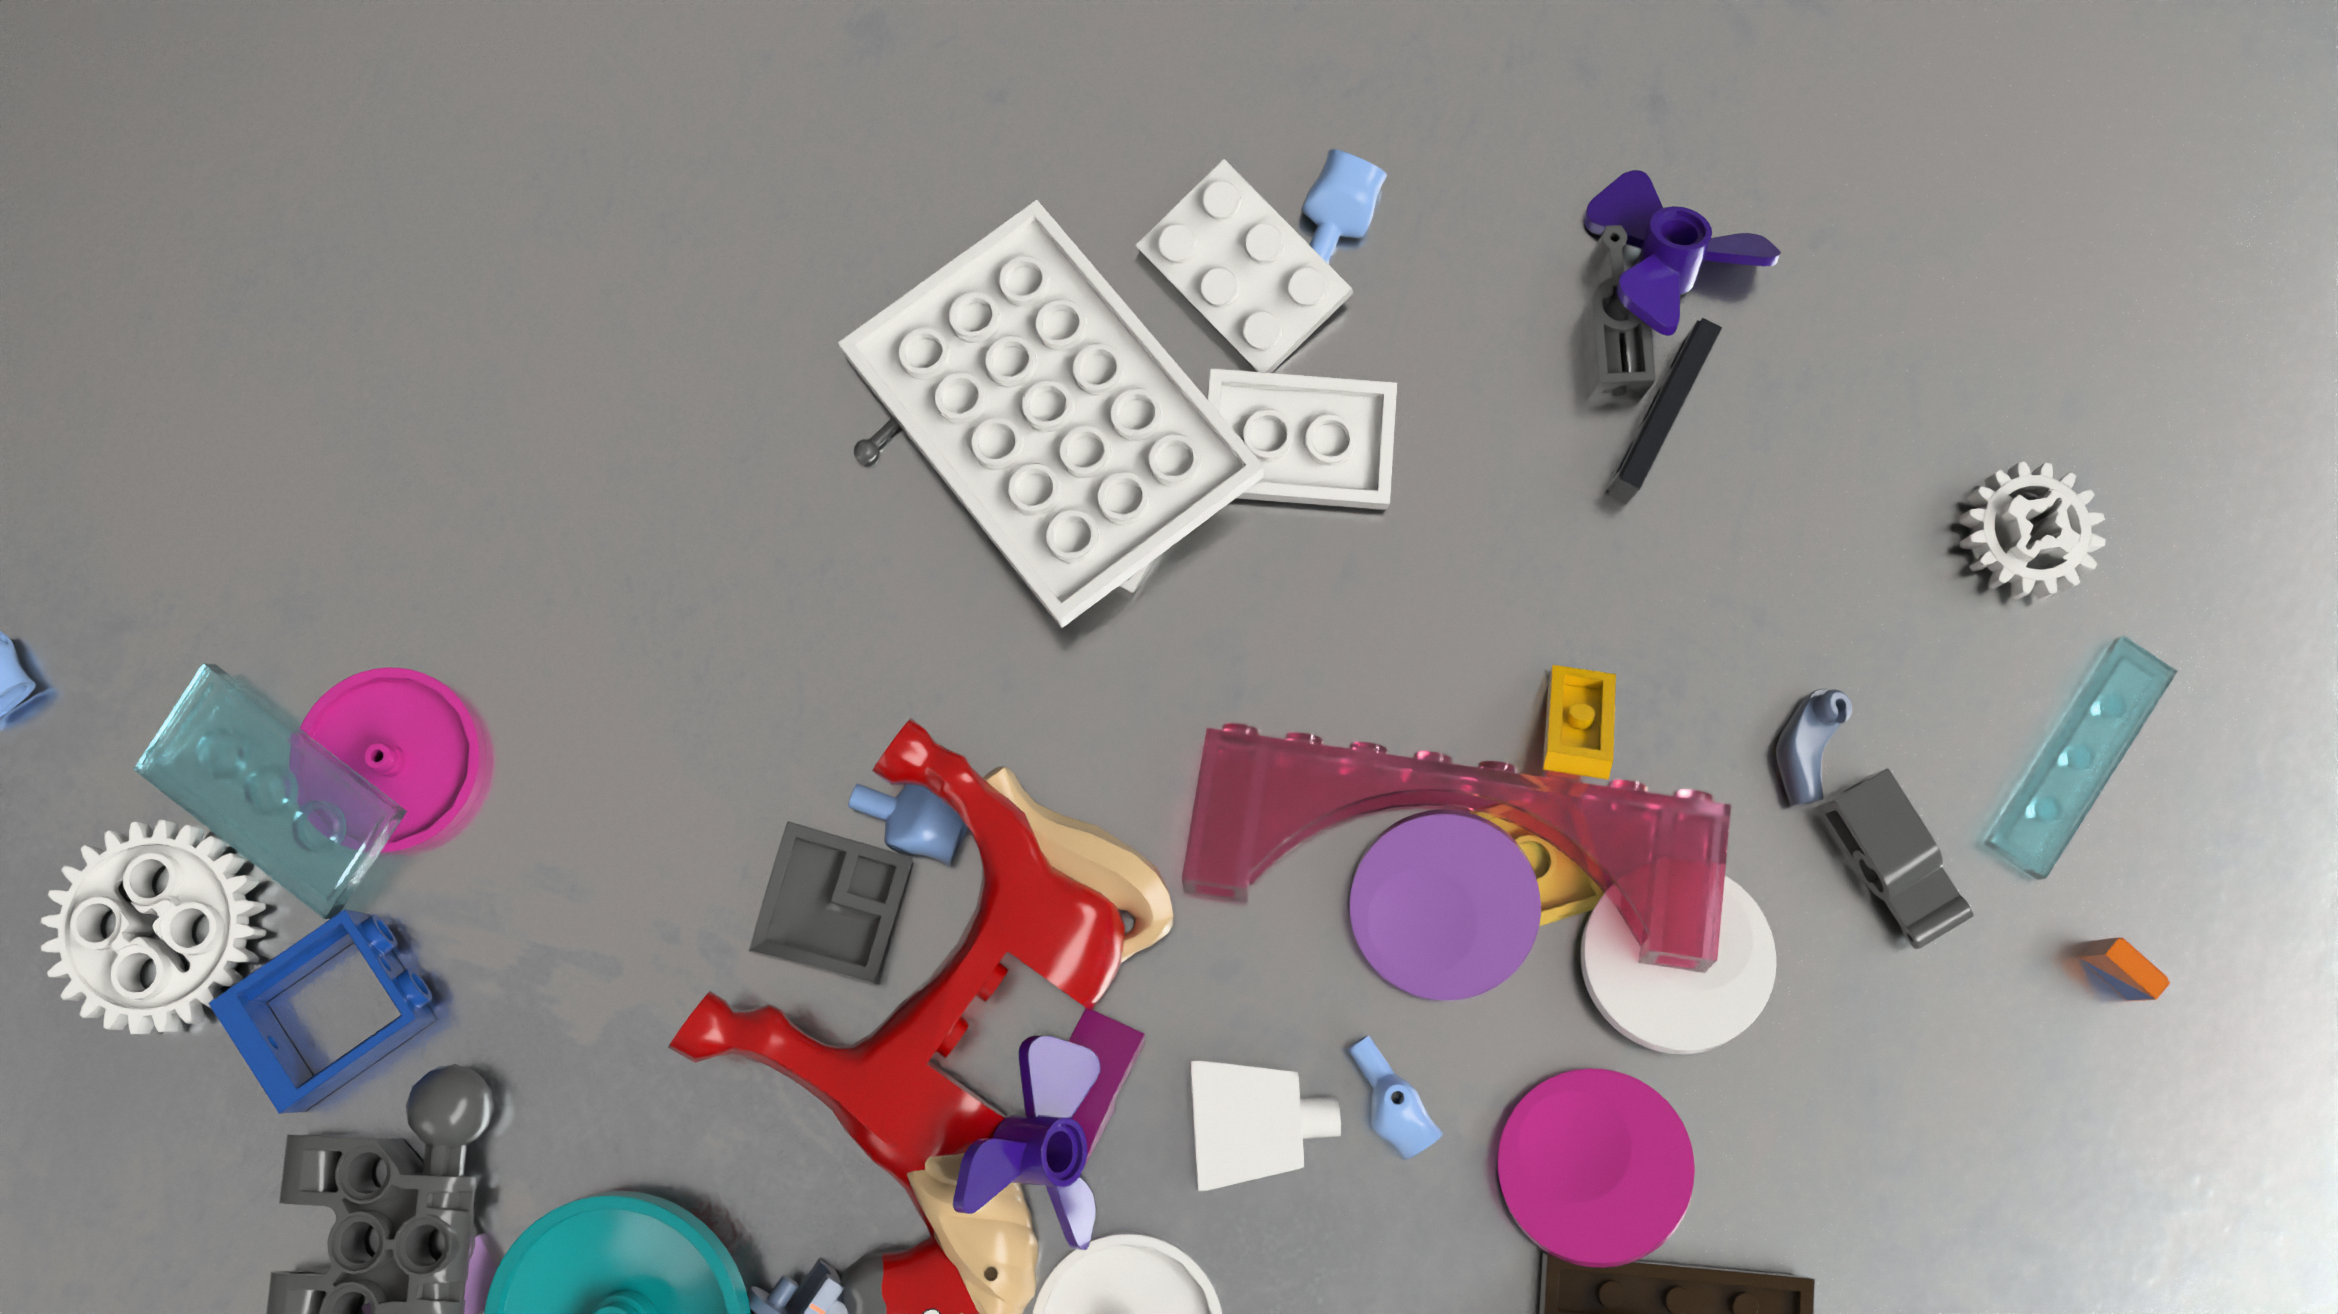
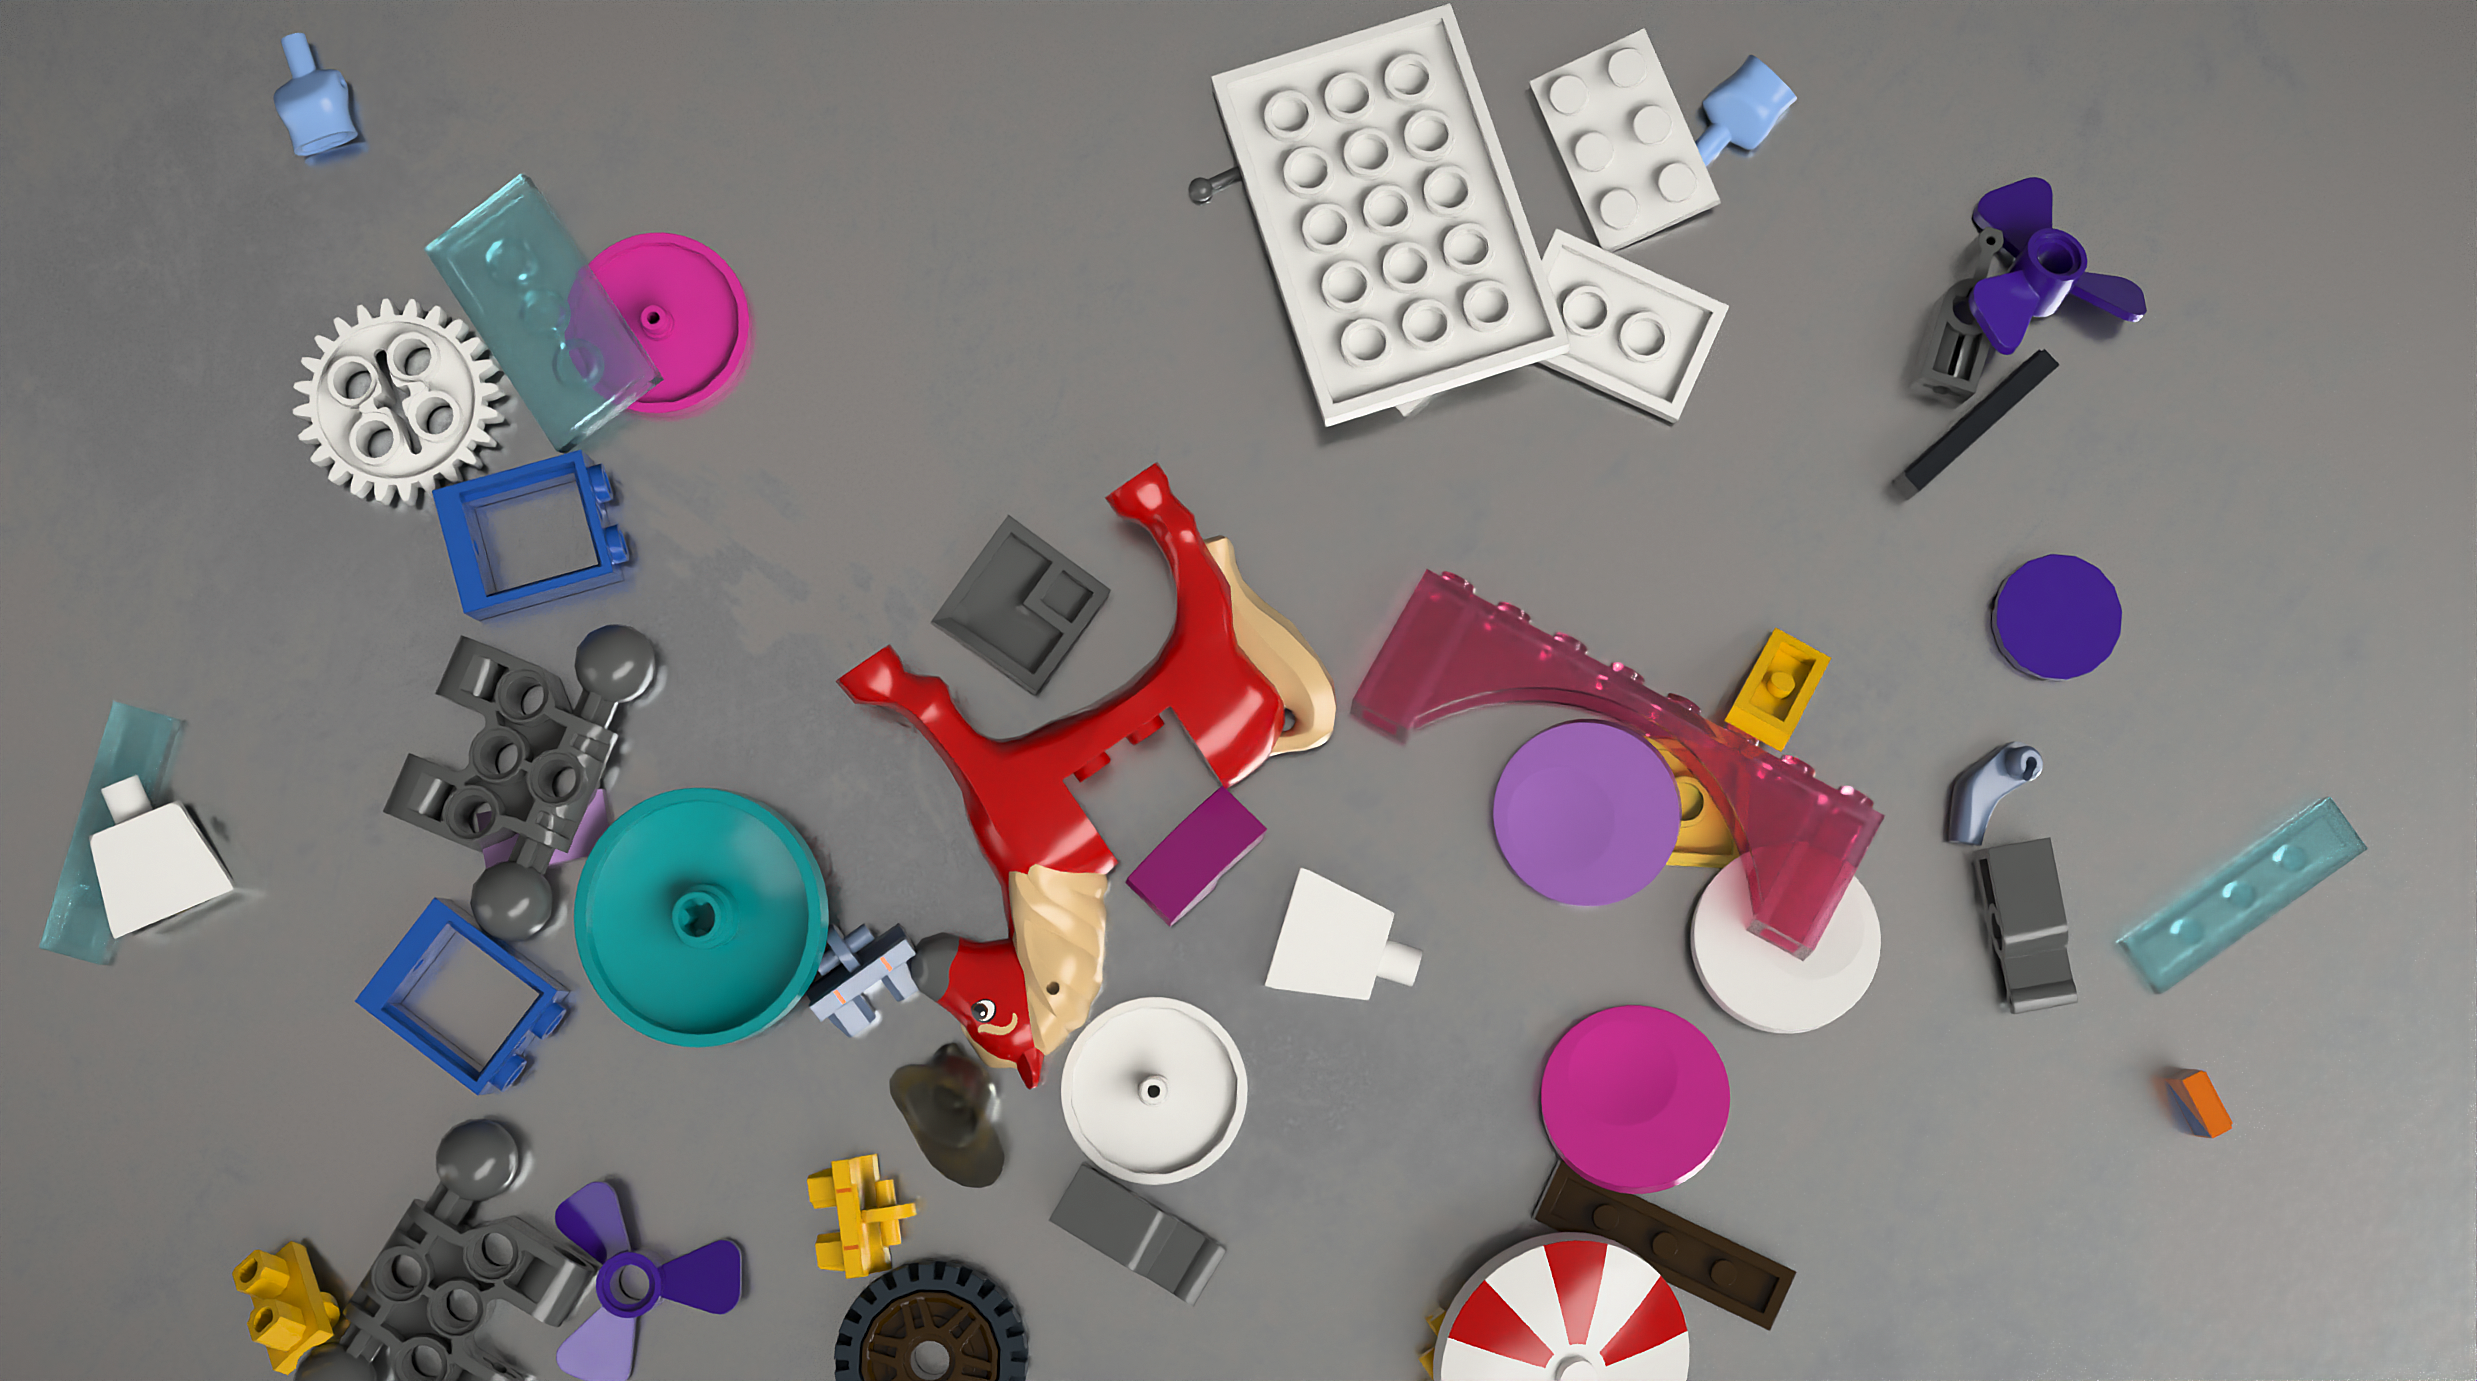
camera: 20 degrees right, 5 degrees up
(914, 821) = (1124, 557): light blue piece -> none
(1044, 1143) = (1141, 890): dark purple piece -> none
(1400, 1120) = (1476, 994): light blue piece -> none
(1807, 561) = (2057, 617): none -> dark purple tile
(2059, 534) = (2300, 683): white gear -> none

